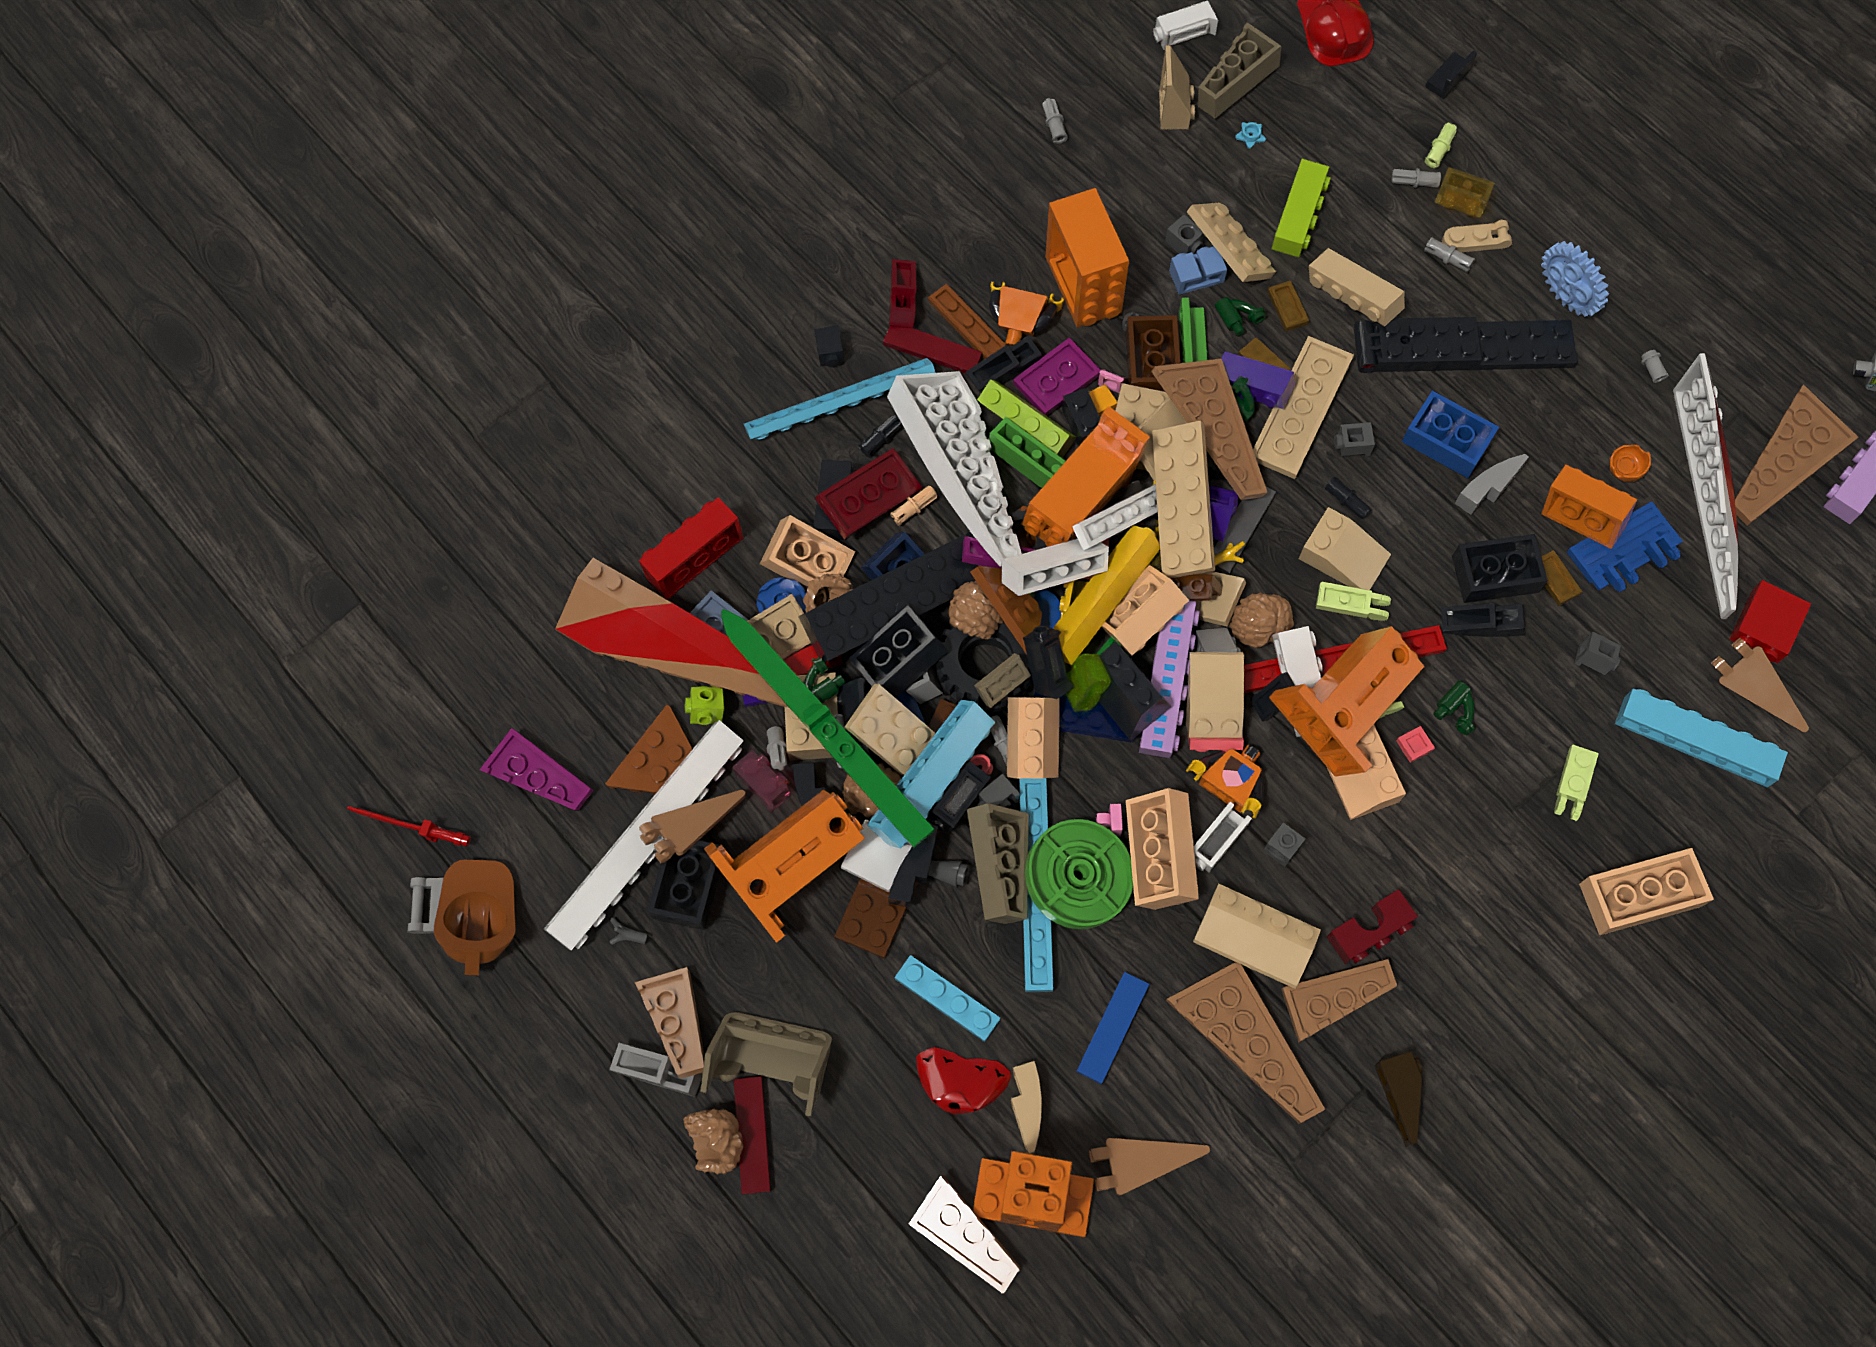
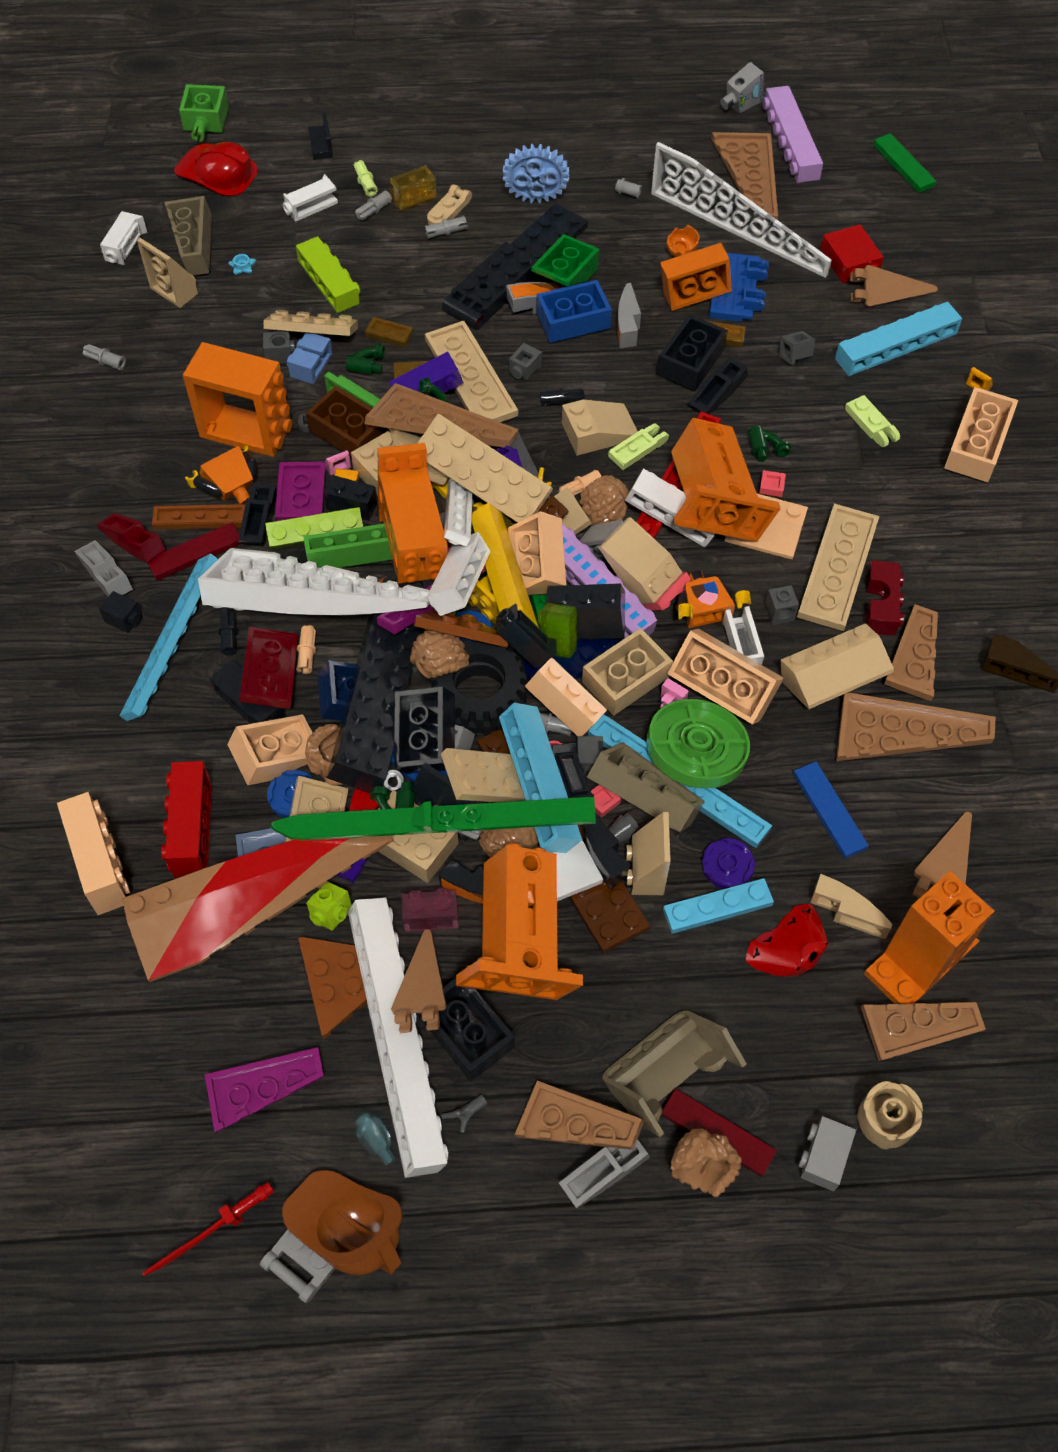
camera: 55 degrees left, 10 degrees down
(557, 883) = (374, 1137): none -> clear light blue plant
(613, 506) = (94, 852): none -> light nougat brick
(776, 748) = (413, 879): light grey axle -> none
(795, 1232) = (827, 1153): none -> light grey brick
(842, 666) = (393, 786): none -> light grey pin
(854, 1246) = (885, 1099): none -> tan brick
(856, 300) = (103, 569): none -> light grey slope
(936, 914) = (649, 857): none -> tan slope
(962, 837) = (604, 800): none -> coral plate
(992, 979) = (728, 863): none -> dark purple tile
(1002, 680) = (512, 675): dark tan plate -> none
(1101, 766) = (626, 671): none -> tan brick
(1262, 703) = (669, 534): black tile -> none
(1265, 585) = (580, 483): none -> light nougat axle
(1356, 287) = (419, 282): tan brick -> none
(1371, 124) = (310, 199): none -> white window
(1374, 864) = (838, 567): none -> tan plate
(1428, 378) = (524, 295): none -> slope
(1497, 386) = (568, 261): none -> green slope
(1720, 848) = (979, 379): none -> light orange slope

